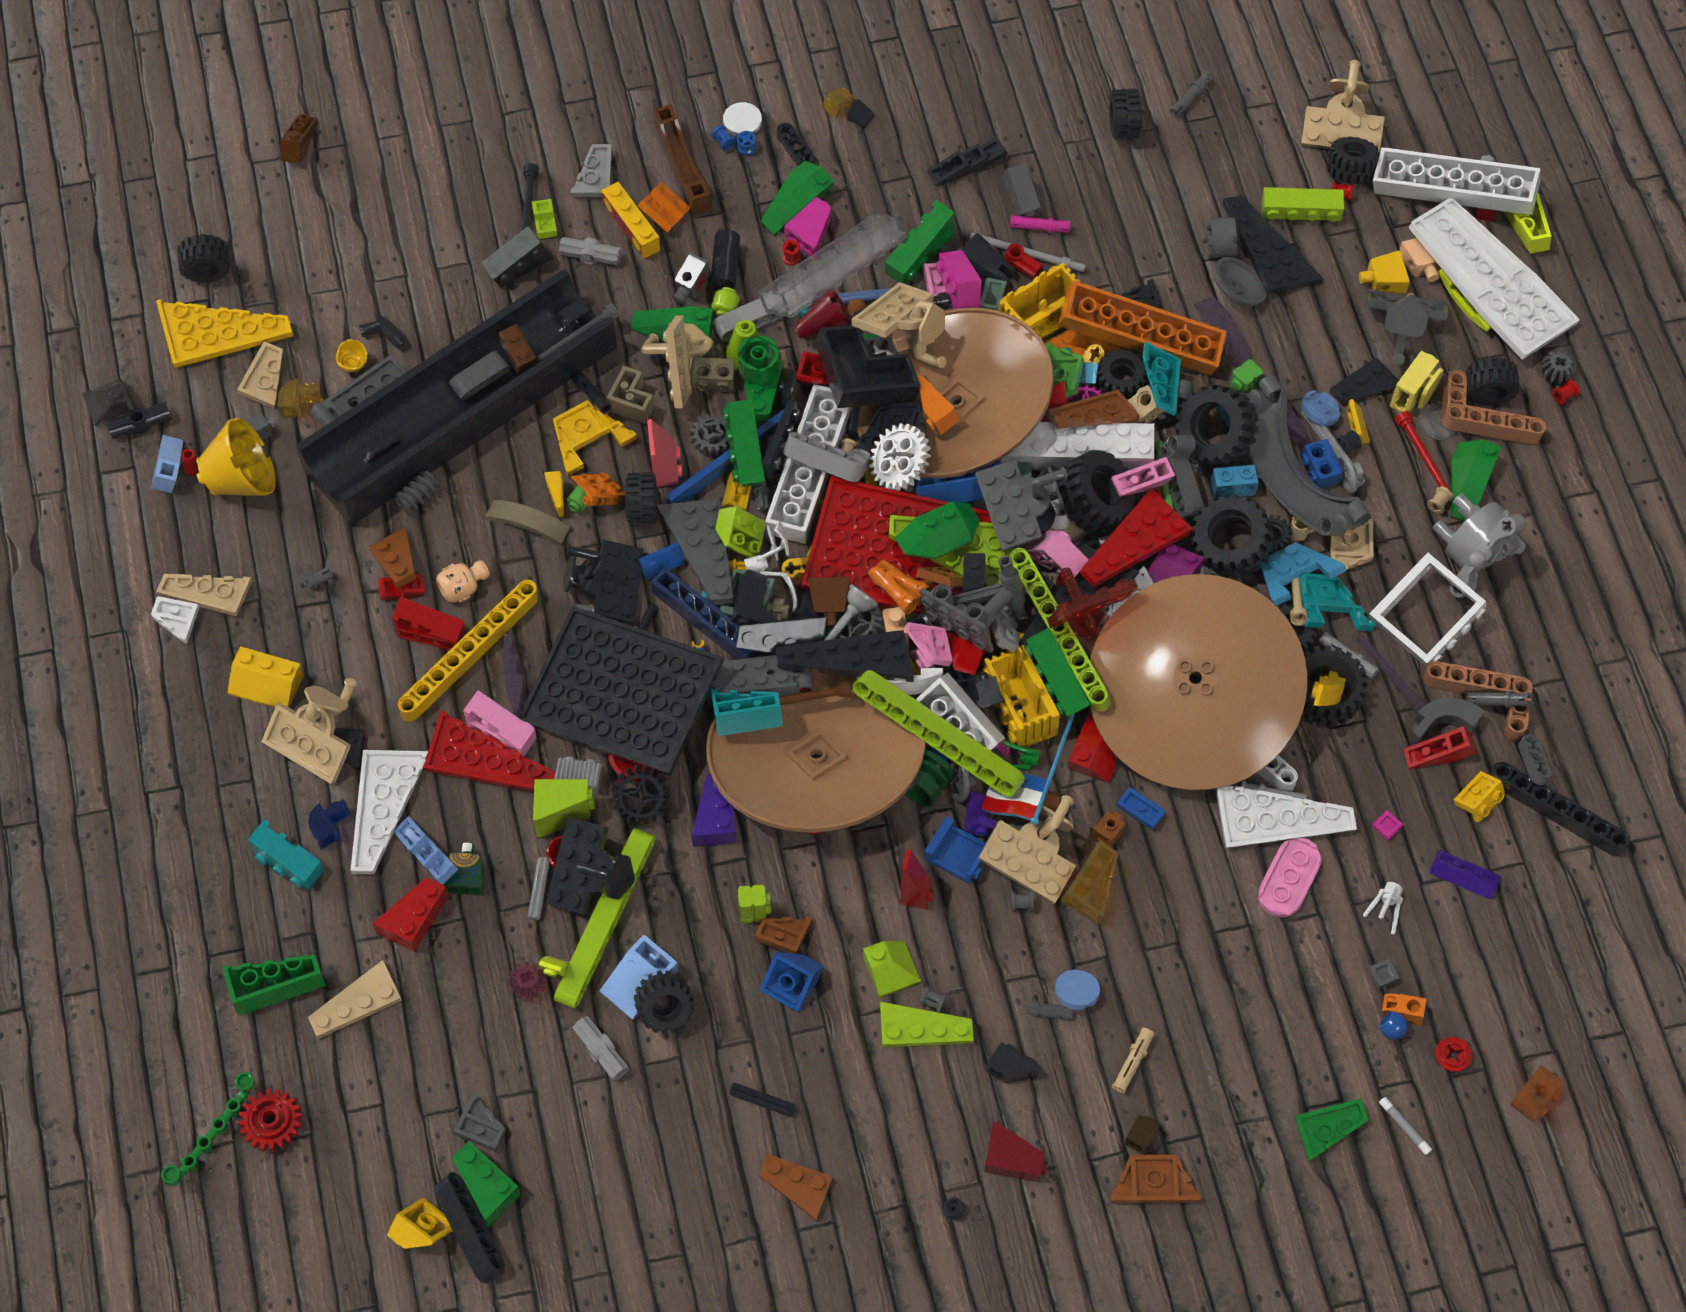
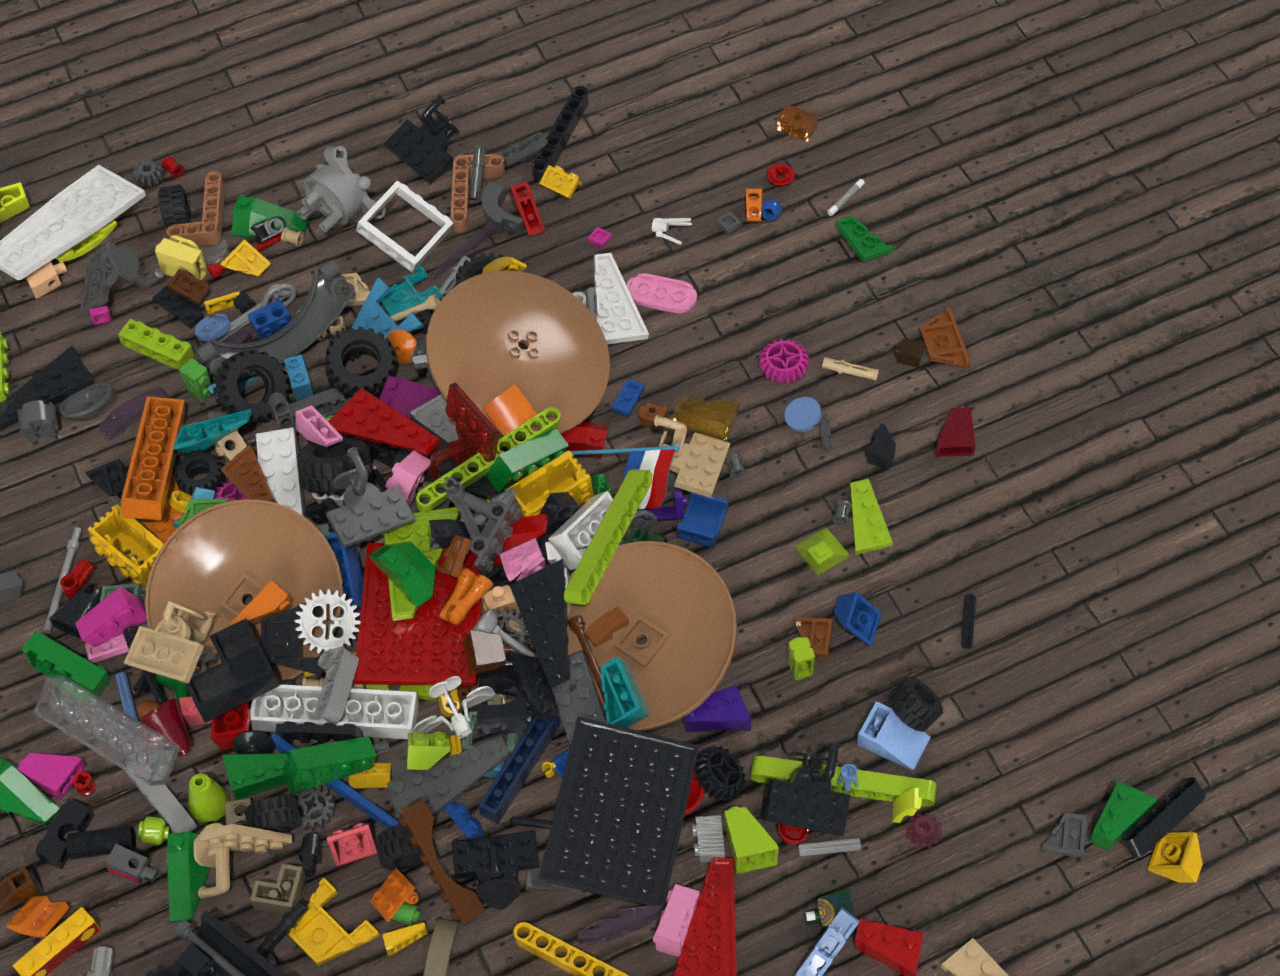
camera: 100 degrees left, 5 degrees down
(597, 909) = (849, 774): none -> medium blue piece
(600, 1048) = (966, 755): light grey piece -> none
(640, 494) = (419, 822): none -> reddish brown arch
(671, 426) = (310, 853): none -> black arm
(700, 390) = (274, 814): none -> black tyre
(758, 241) = (71, 817): none -> black arch
(758, 359) = (233, 765): green brick -> none
(798, 1183) = (1031, 579): dark orange wing -> none
(831, 713) = (603, 627): none -> dark orange slope
(915, 883) = (743, 538): red wedge -> none
(953, 1202) = (1015, 463): black plate -> none
(1040, 224) = (29, 565): dark pink pin -> none
(1112, 654) = (510, 410): none -> orange slope
(1166, 987) = (774, 367): none -> dark pink gear
(1256, 579) = (405, 342): none -> orange dish
(1307, 354) = (155, 344): none -> lime brick
(1358, 306) = (100, 315): none -> dark pink tile
(1378, 389) = (189, 286): none -> reddish brown bracket
(1386, 274) = (63, 299): yellow torso -> none
(1410, 449) = (246, 260): none -> yellow wing
(1453, 475) = (265, 229): none -> black piece
(1465, 874) = (629, 185): dark purple slope -> none
(1562, 652) = (424, 146): none -> black plate

